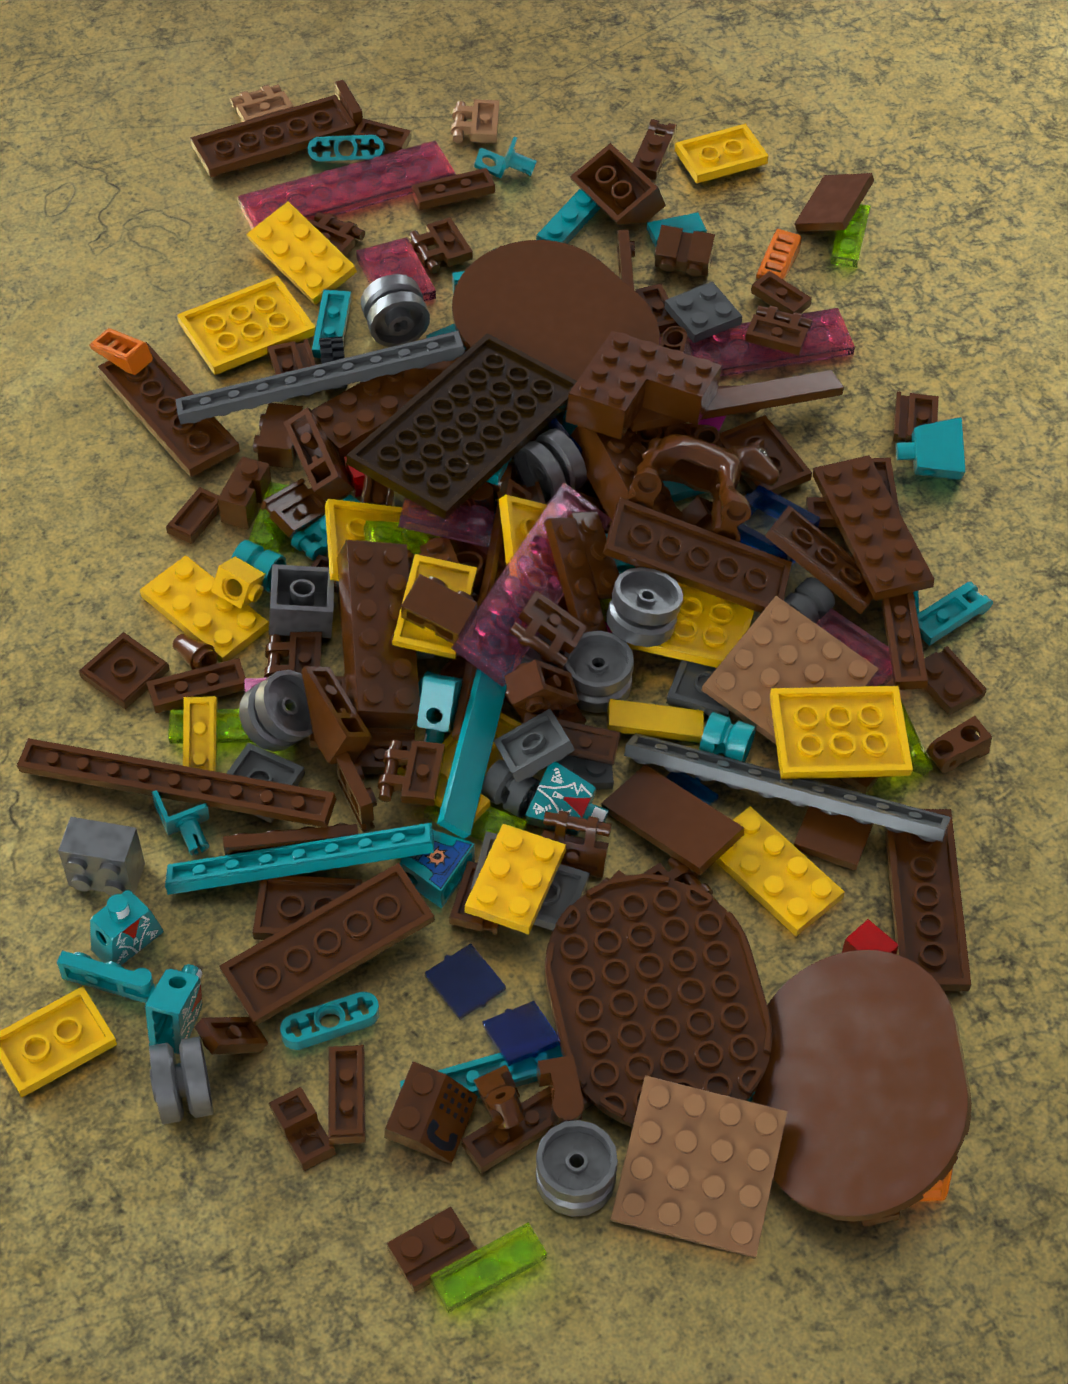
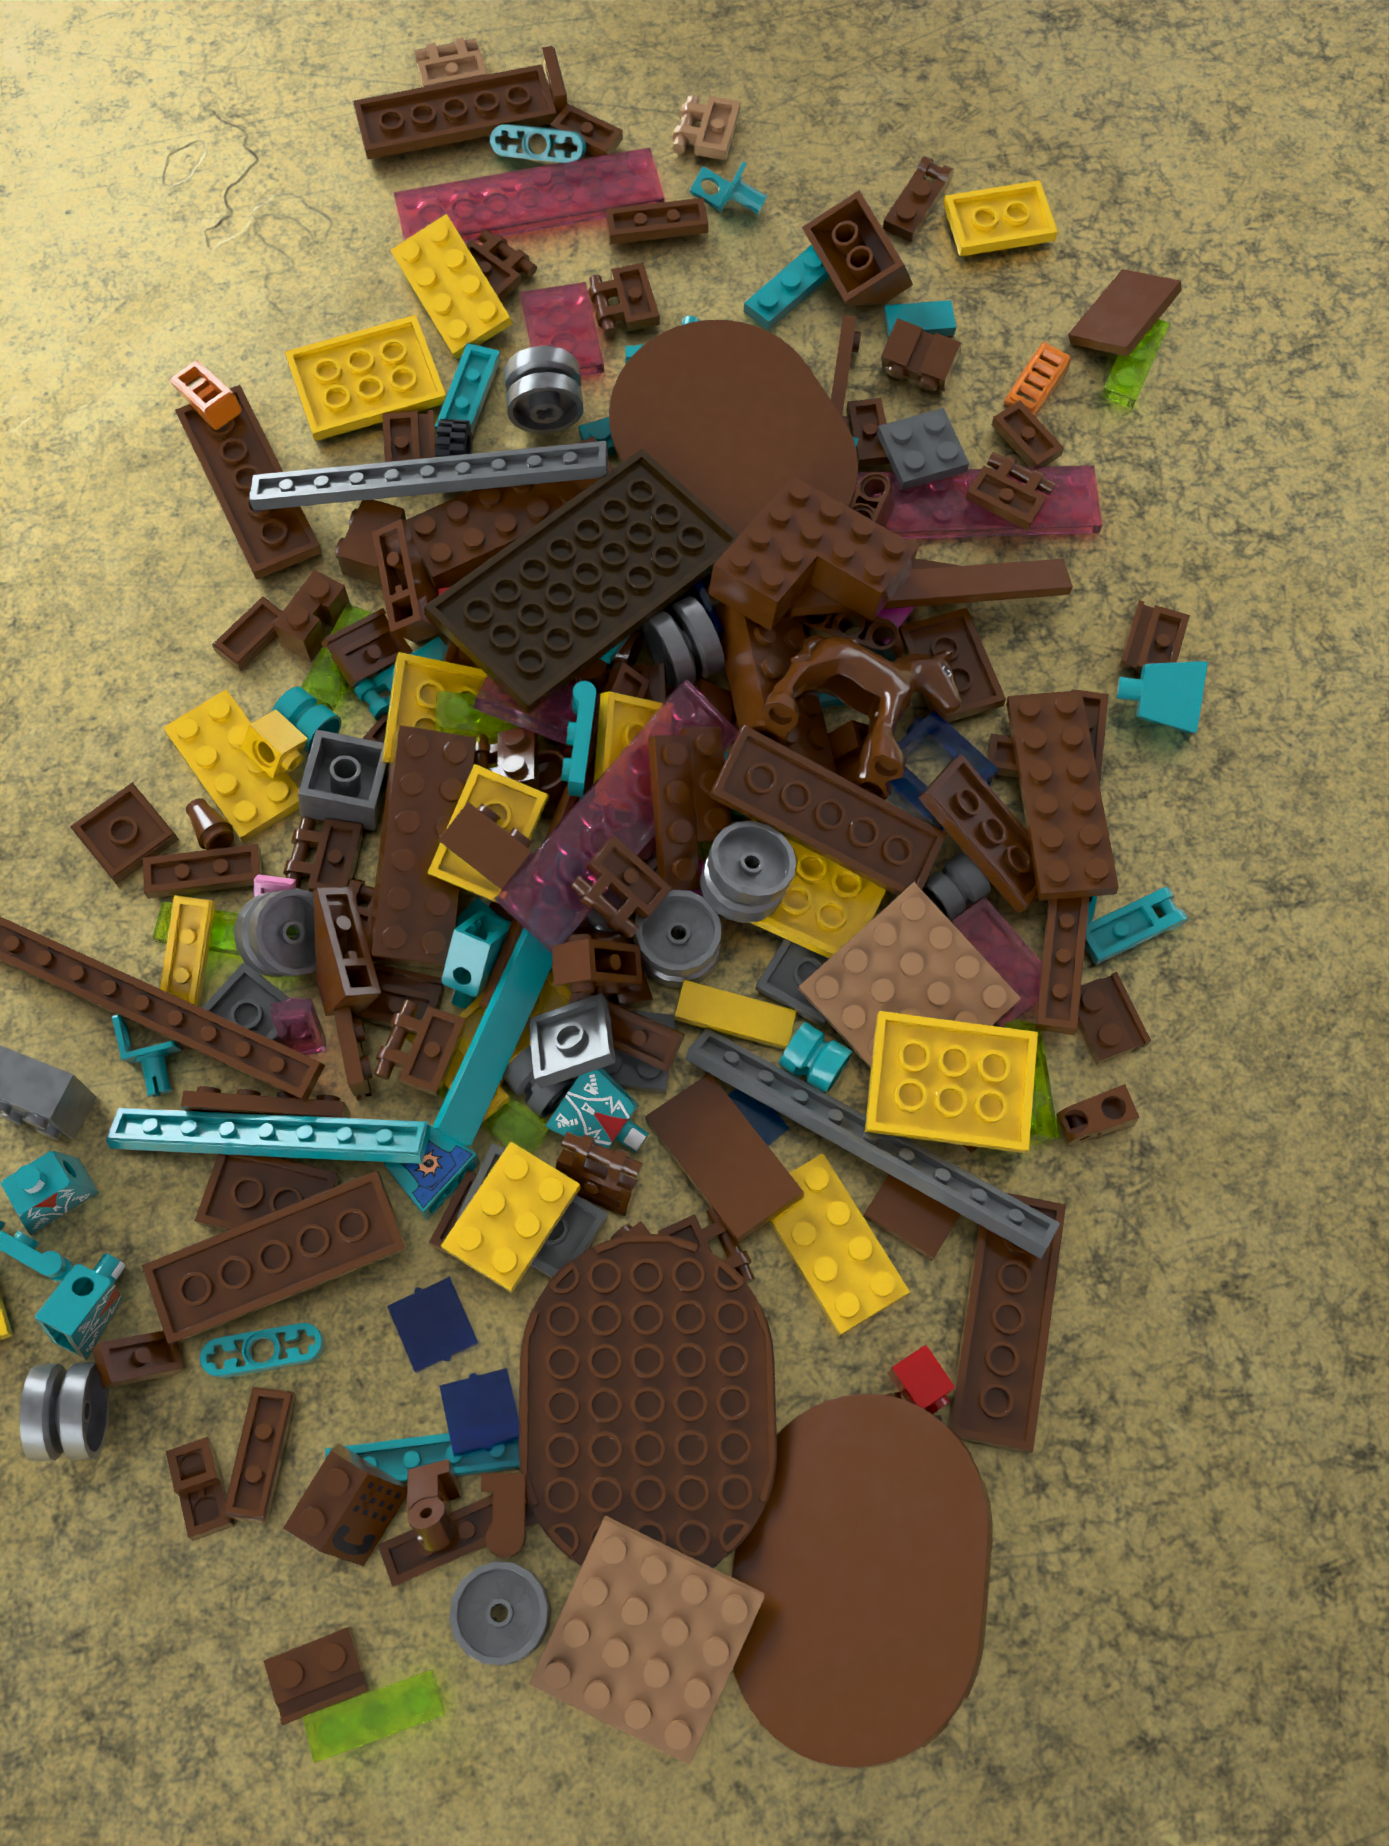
camera: 10 degrees right, 15 degrees up
(307, 768) = (298, 1025): none -> clear pink plate
(490, 530) = (579, 737): none -> teal plate

